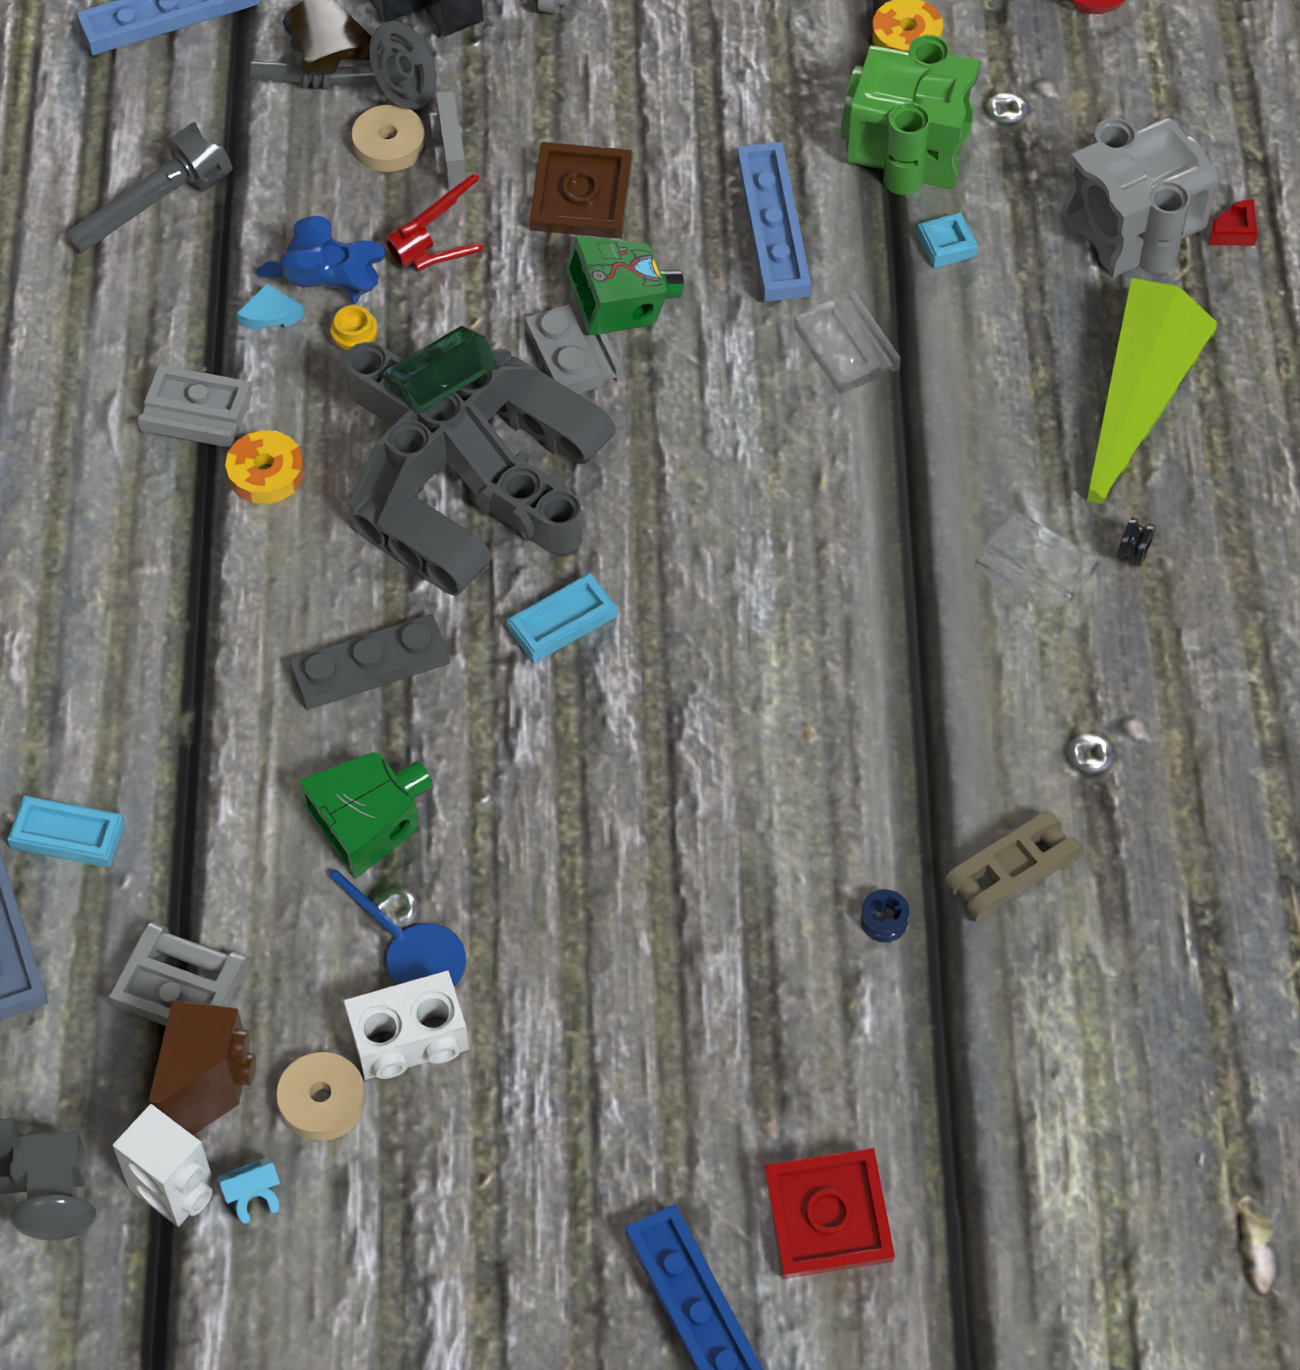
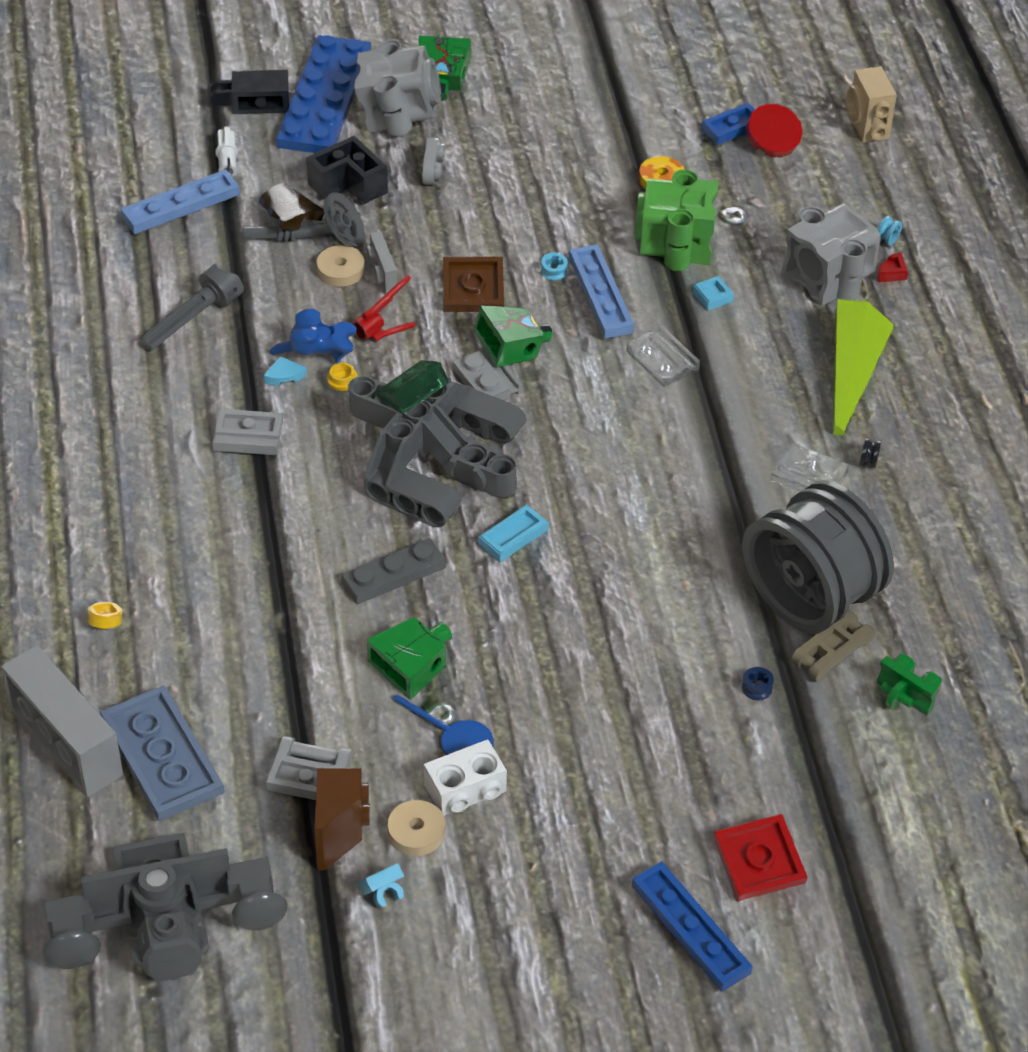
camera: 10 degrees left, 10 degrees down
(66, 831) = (214, 690): medium azure tile -> none
(165, 1166) = (327, 873): white brick -> none
(269, 484) = (304, 453): yellow piece -> none
(711, 158) = (554, 259): none -> medium azure bush
(1007, 726) = (818, 556): none -> dark grey wheel
(1109, 953) = (905, 686): none -> green hips
(1241, 160) = (889, 230): none -> medium azure bush

